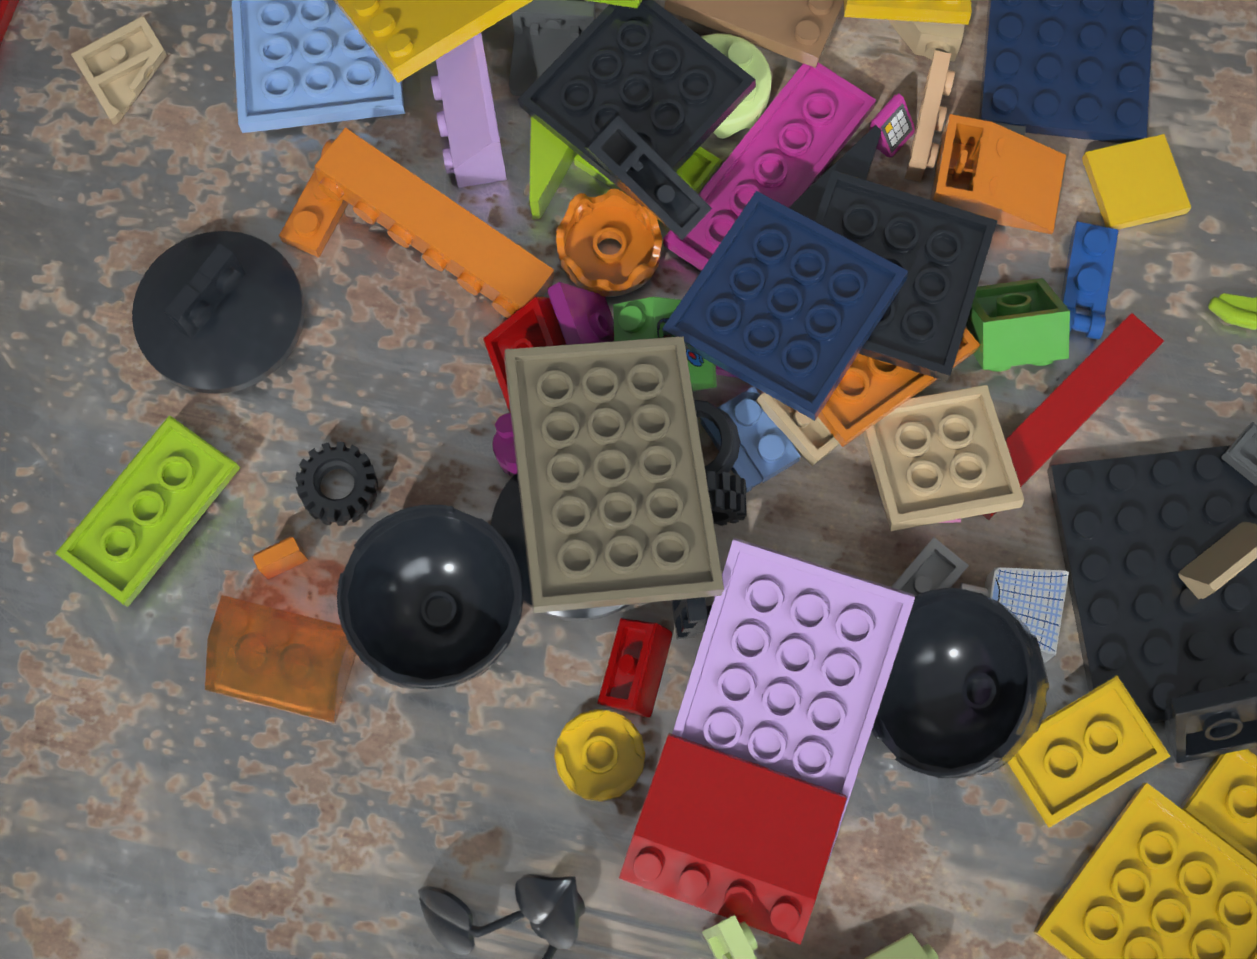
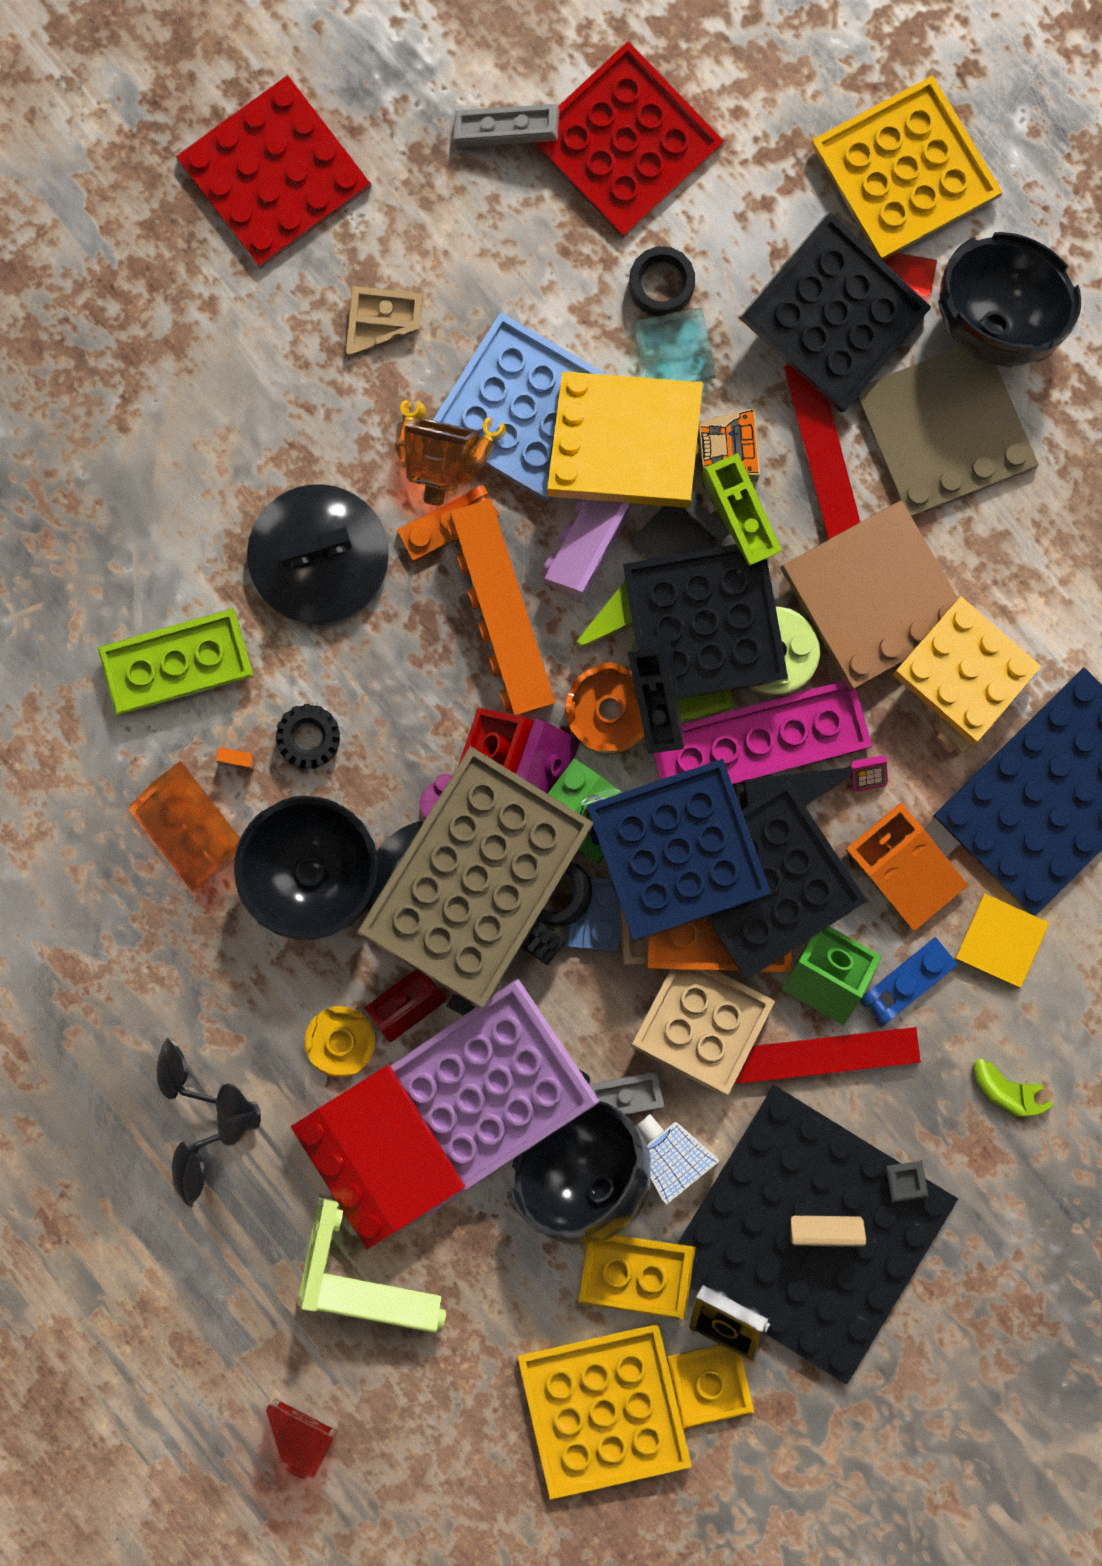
camera: 35 degrees right, 10 degrees up
(268, 133) = (441, 453): none -> clear orange torso
(930, 116) = (900, 786): light nougat plate -> none

